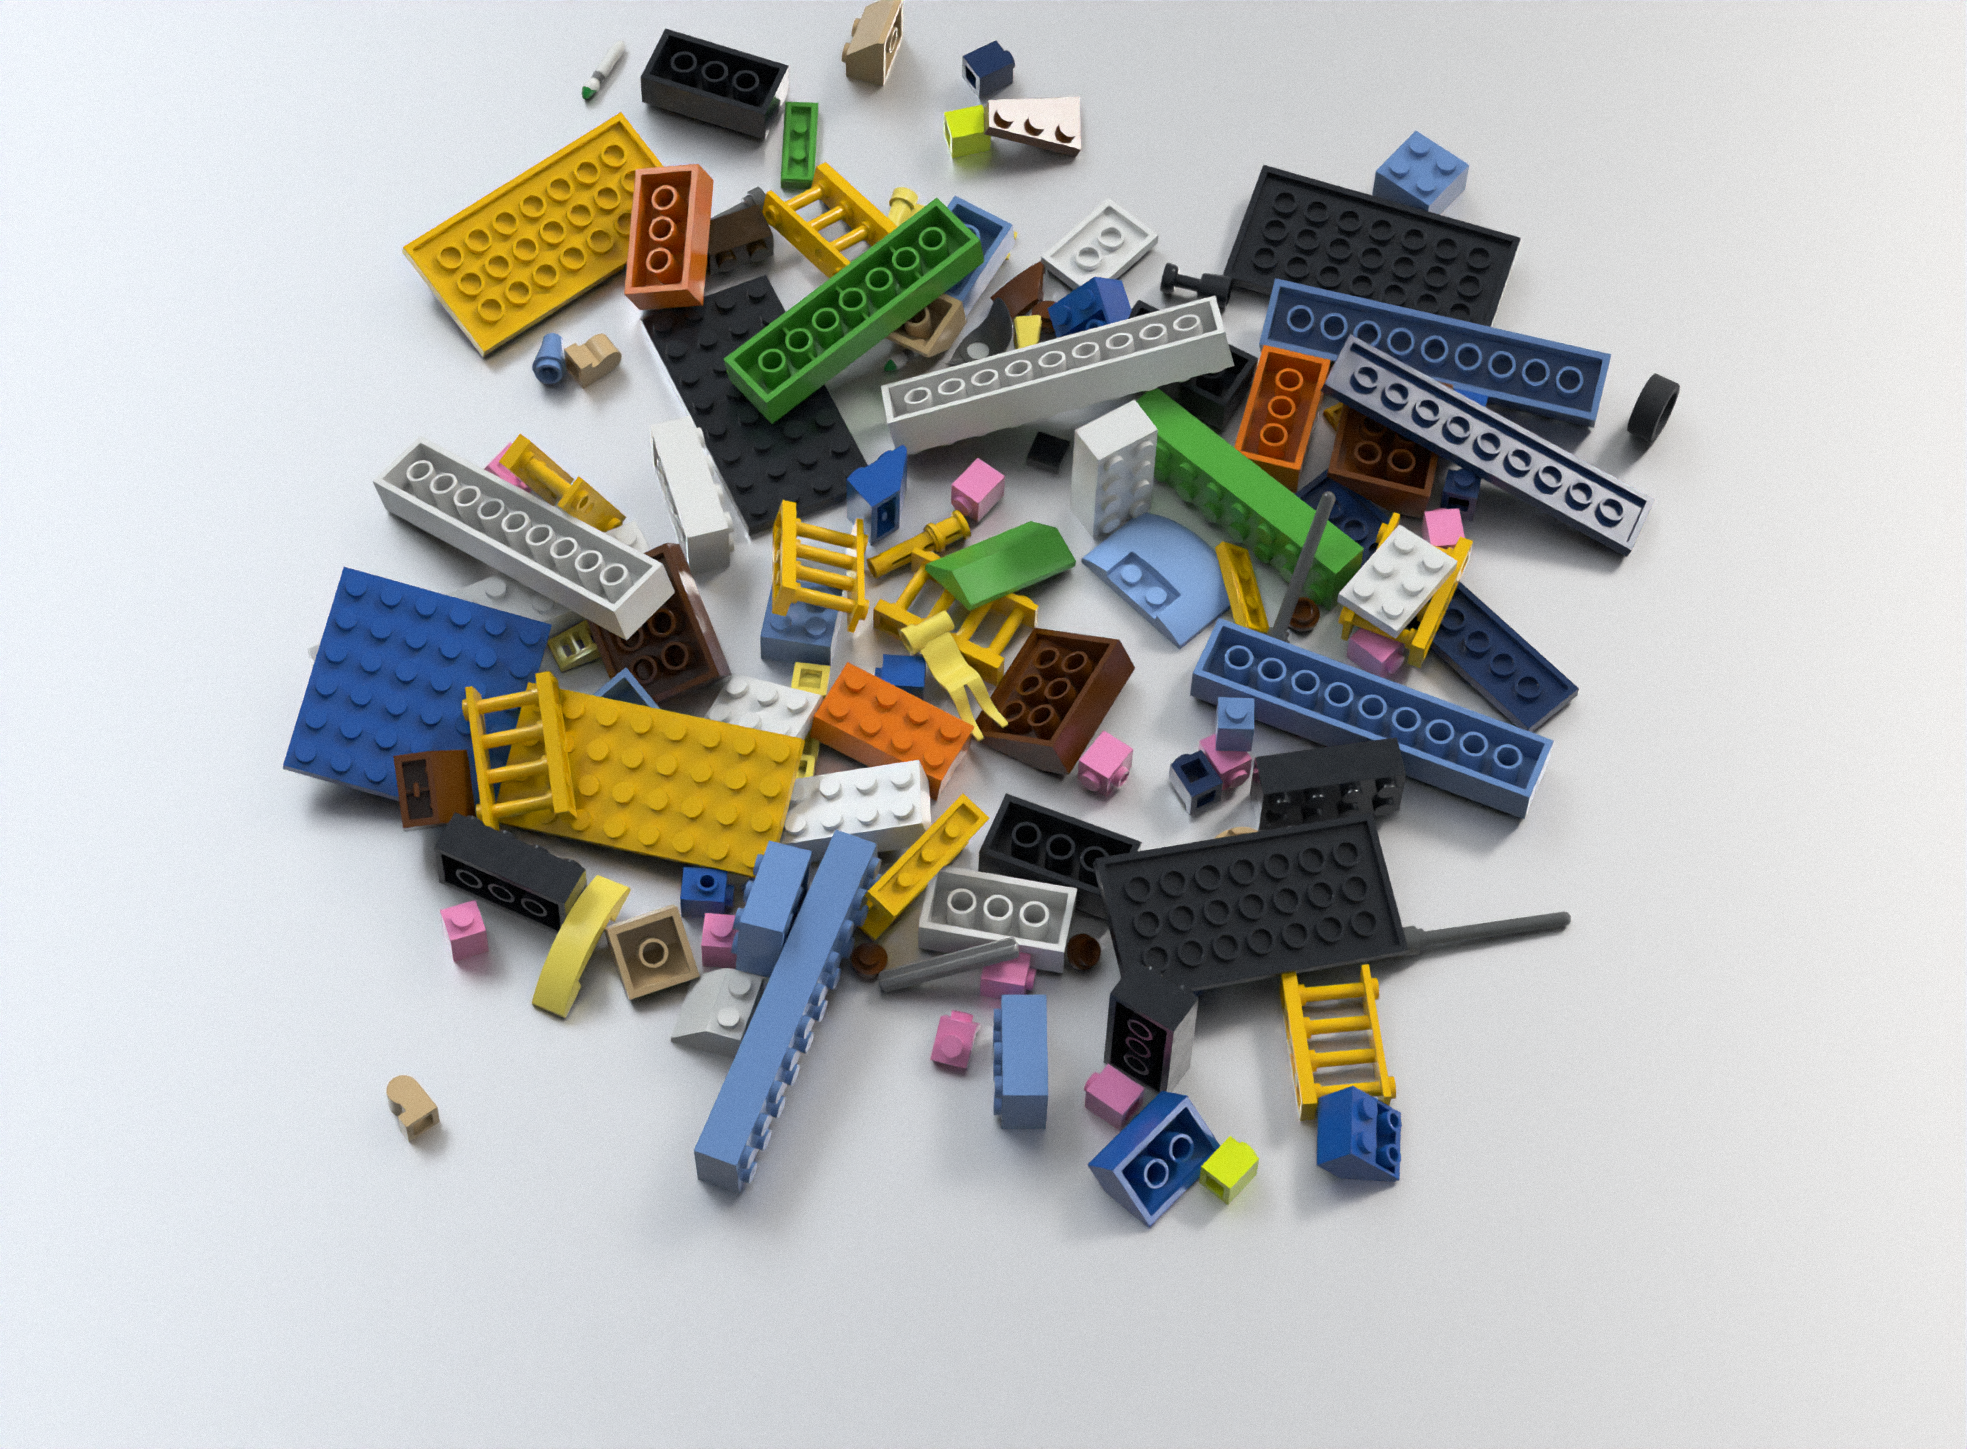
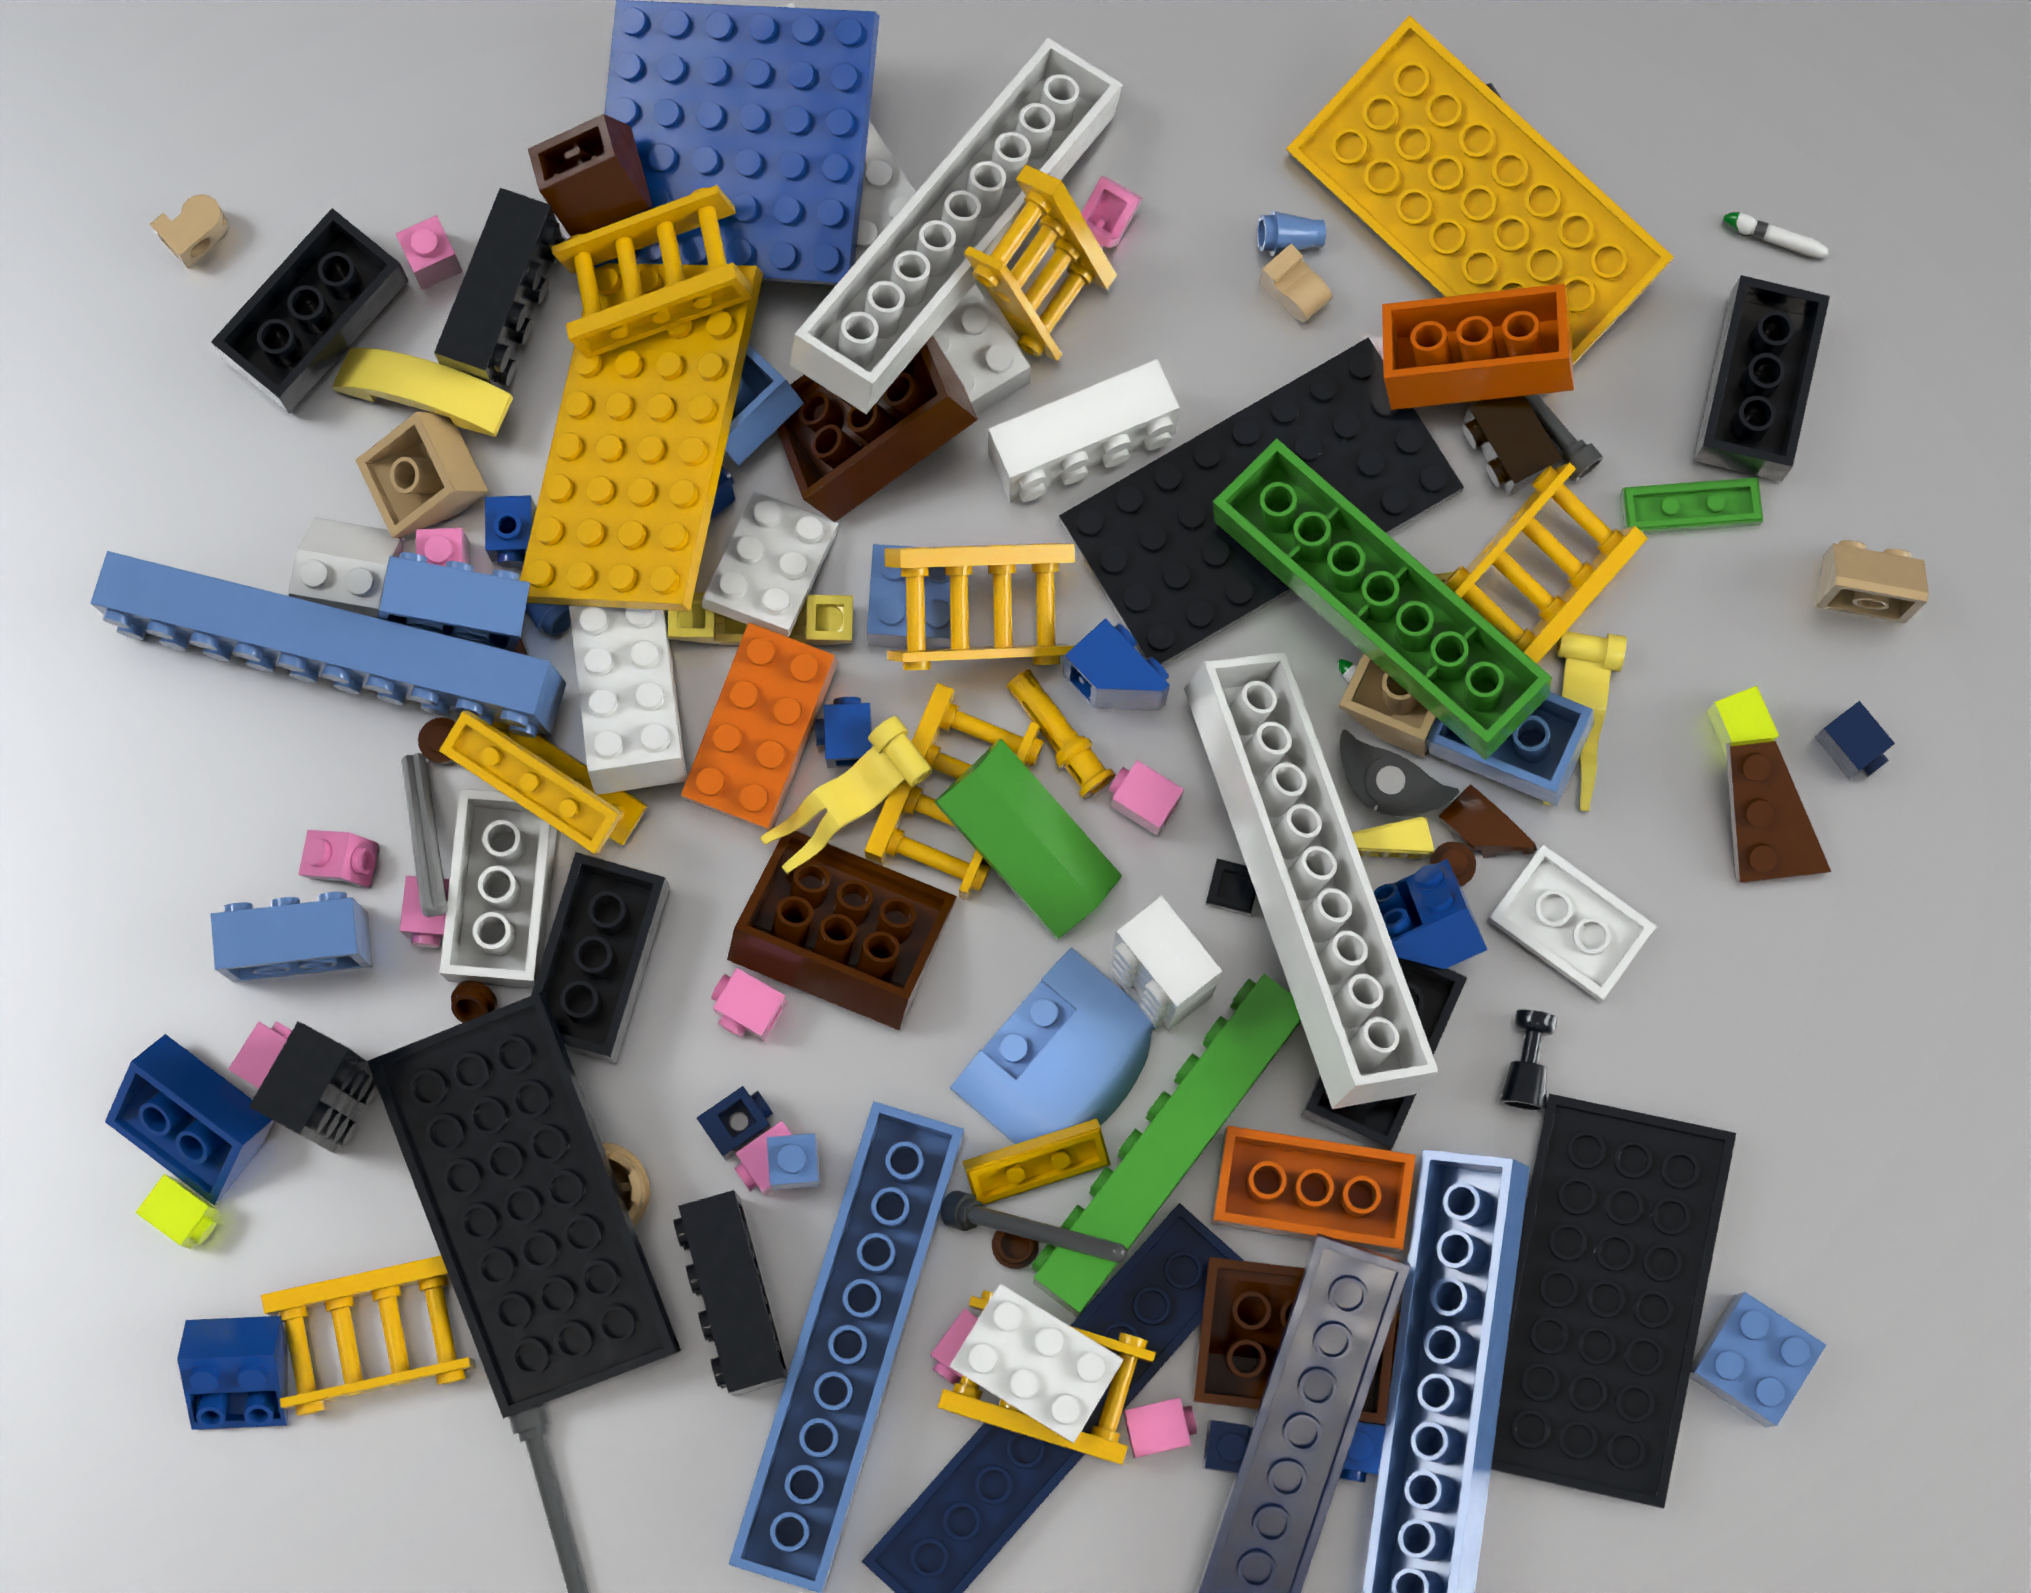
camera: 85 degrees right, 20 degrees up
(501, 1015) = (310, 310): none -> black brick

